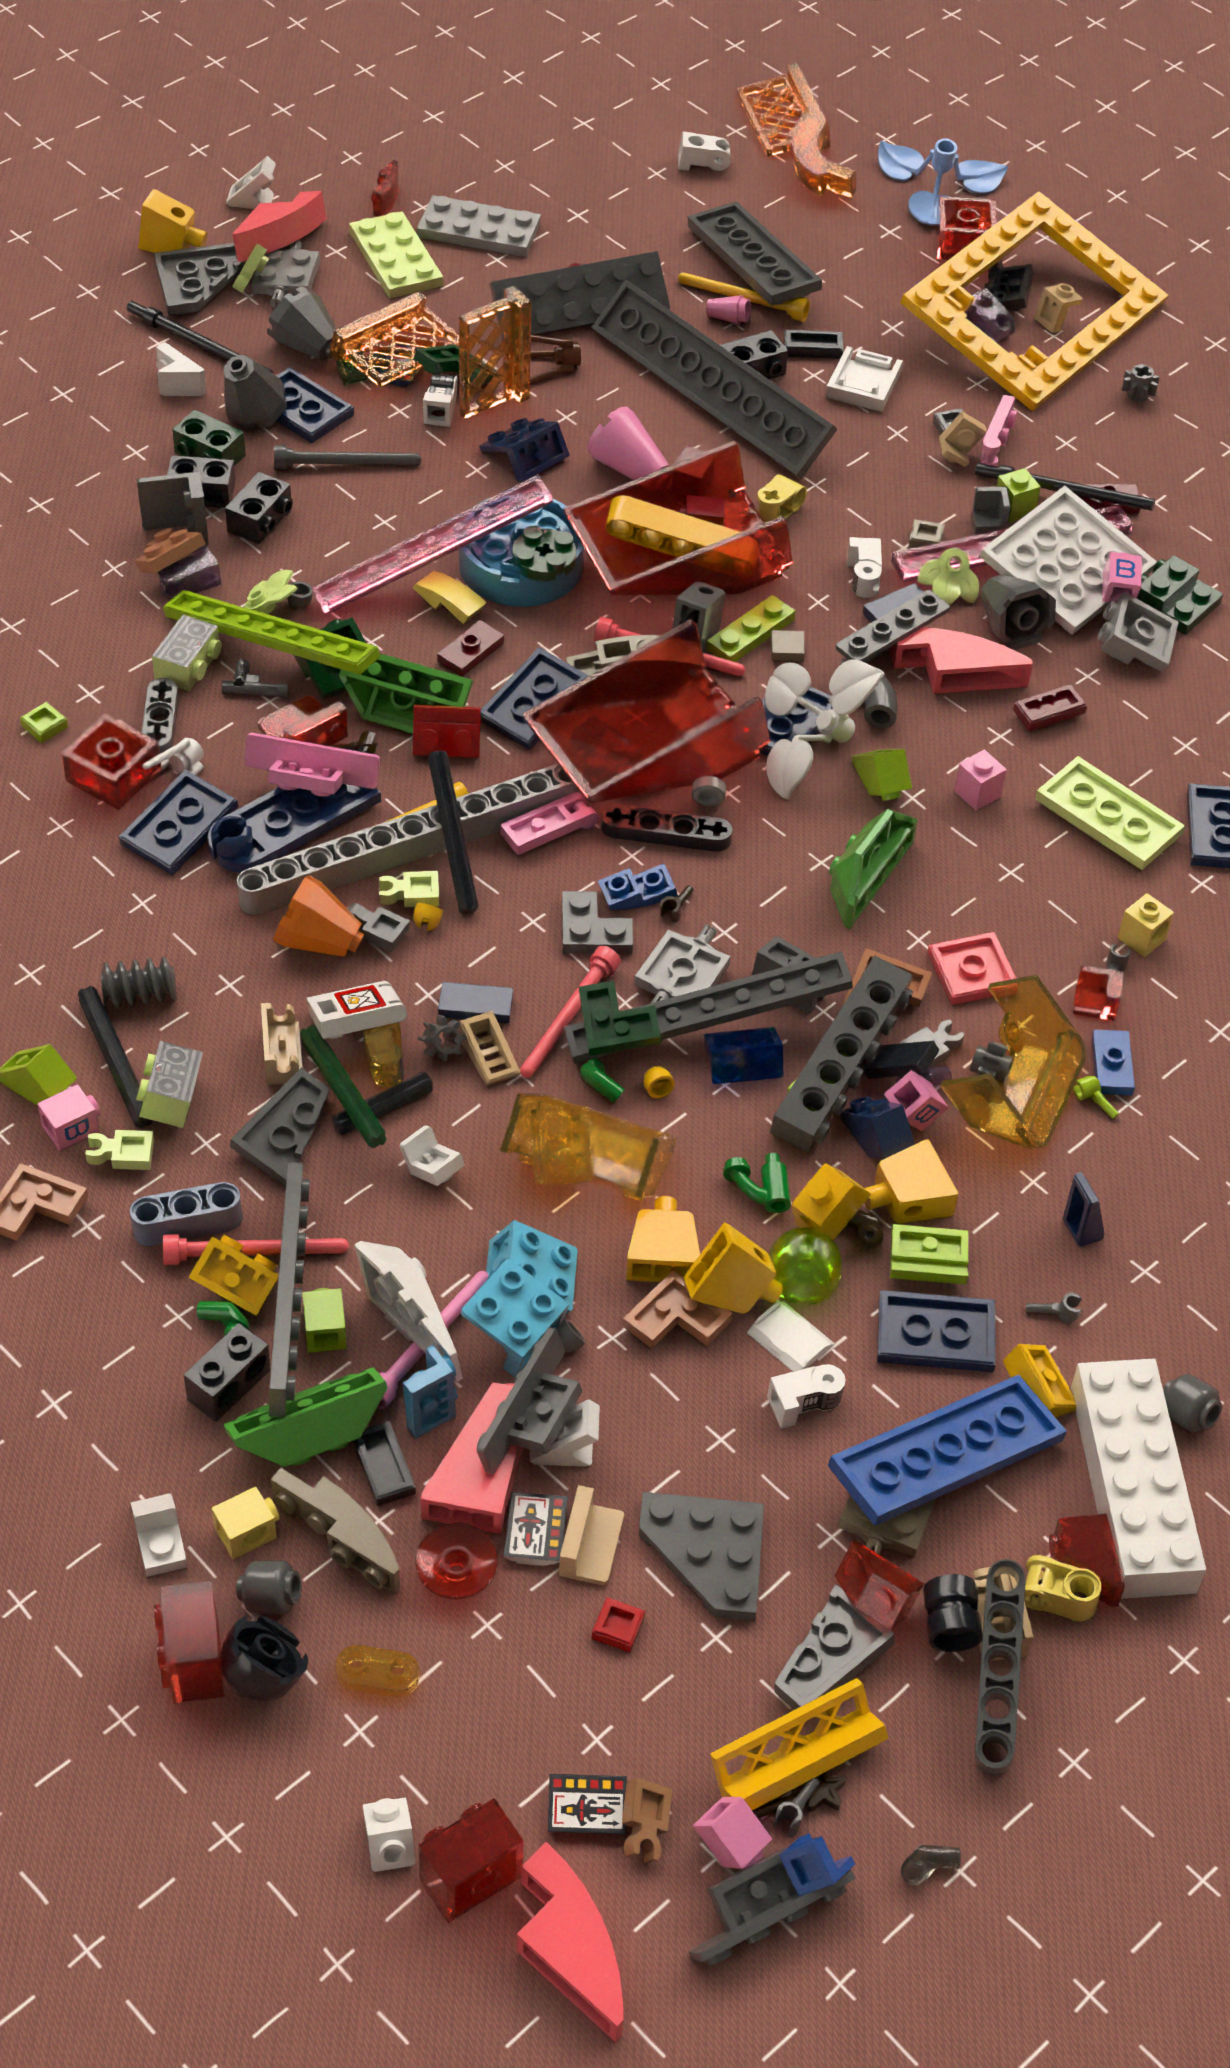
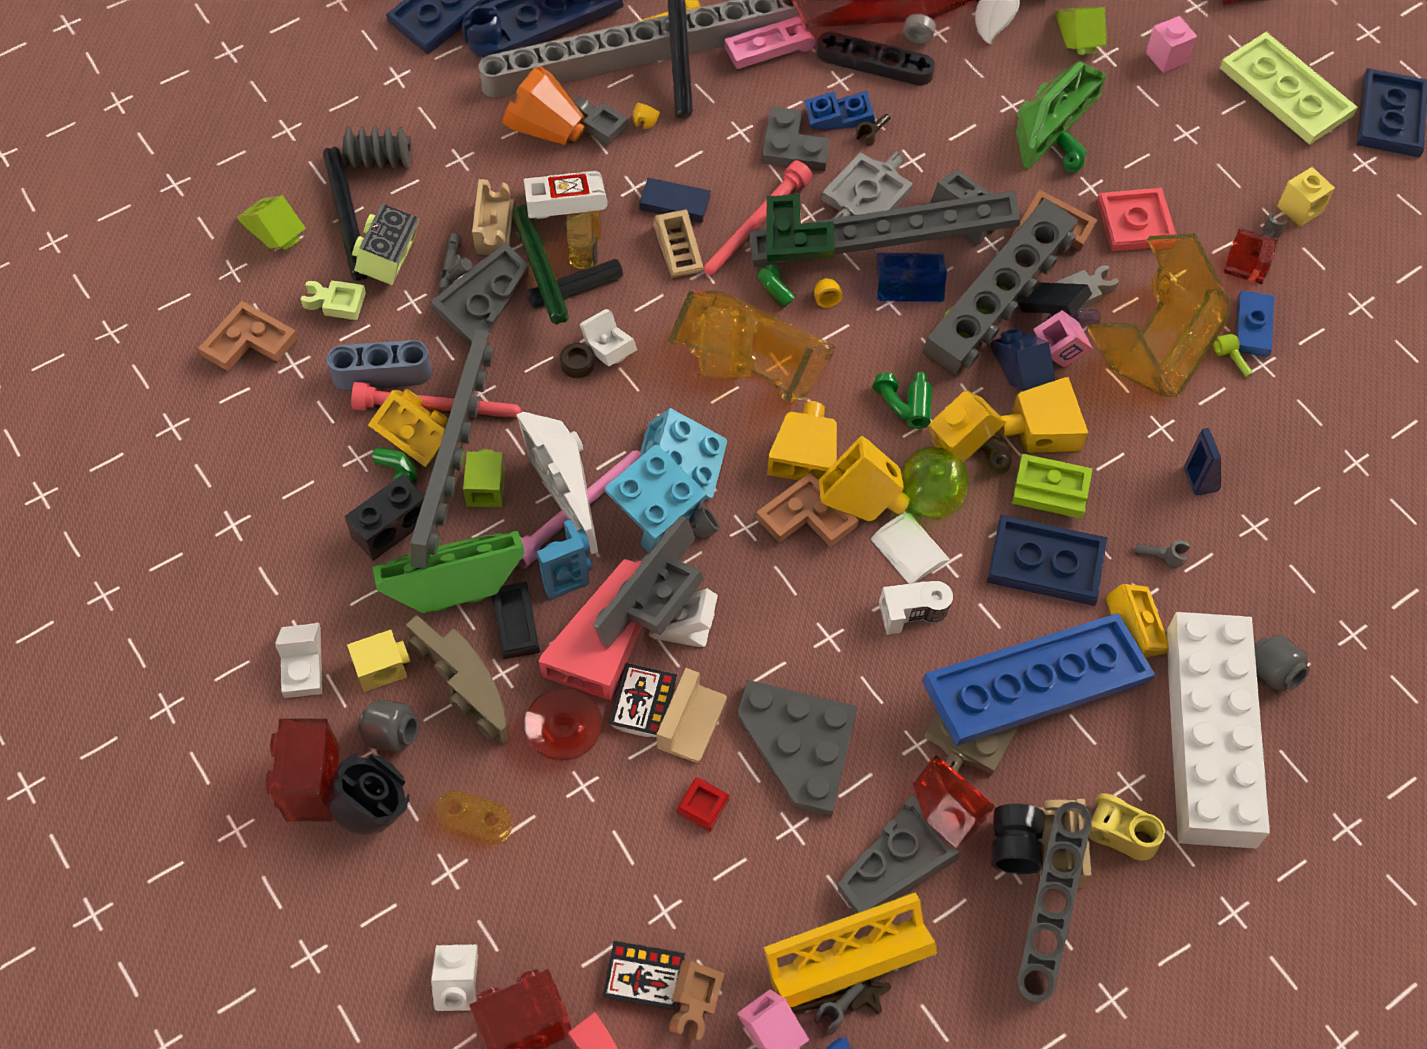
camera: 10 degrees right, 10 degrees up
(69, 1116) = (293, 263): bright pink brick -> none
(245, 1098) = (453, 264): none -> dark grey hose
(400, 1184) = (577, 360): none -> dark brown tile
(413, 889) = (638, 89): yellowish green plate -> none
(433, 1041) = (629, 233): dark grey gear -> none
(897, 905) = (1075, 152): none -> green arm
(992, 1061) = (1140, 310): dark grey gear -> none
(1089, 1545) = (1159, 792): clear red slope -> none

